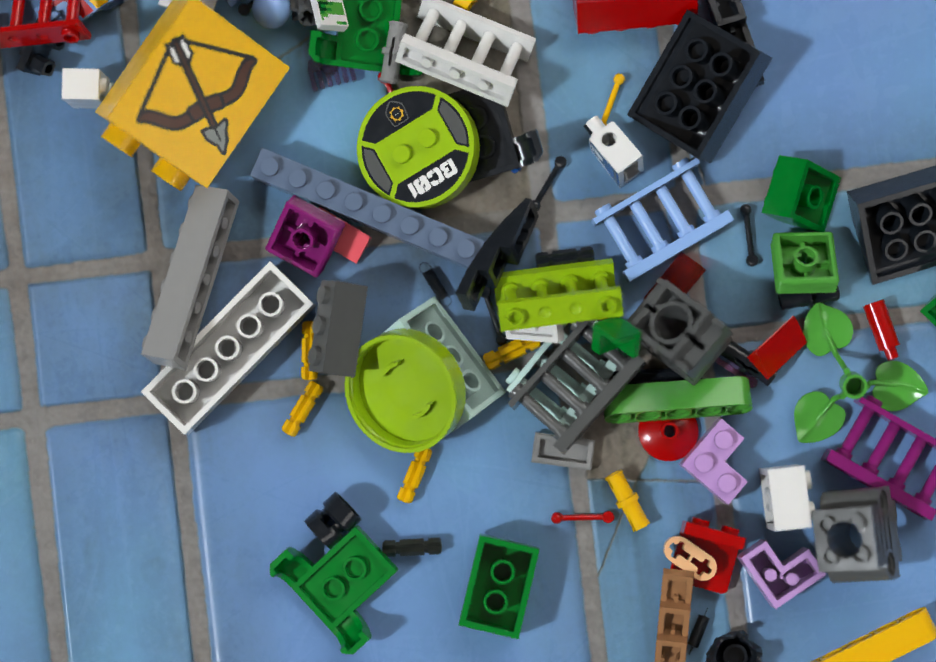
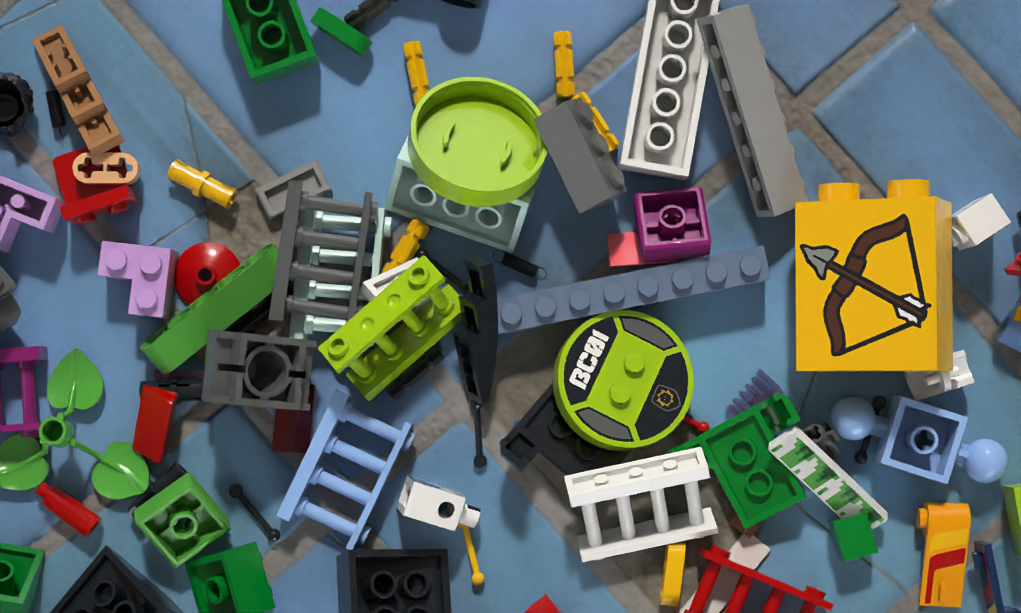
camera: 145 degrees right, 0 degrees up
(390, 68) = (701, 438): light grey pin -> none
(449, 543) = (341, 32): none -> green beam
(607, 517) = (212, 157): red hinge -> none
(615, 334) = (311, 326): green panel -> none
(786, 497) = (52, 285): white brick -> none

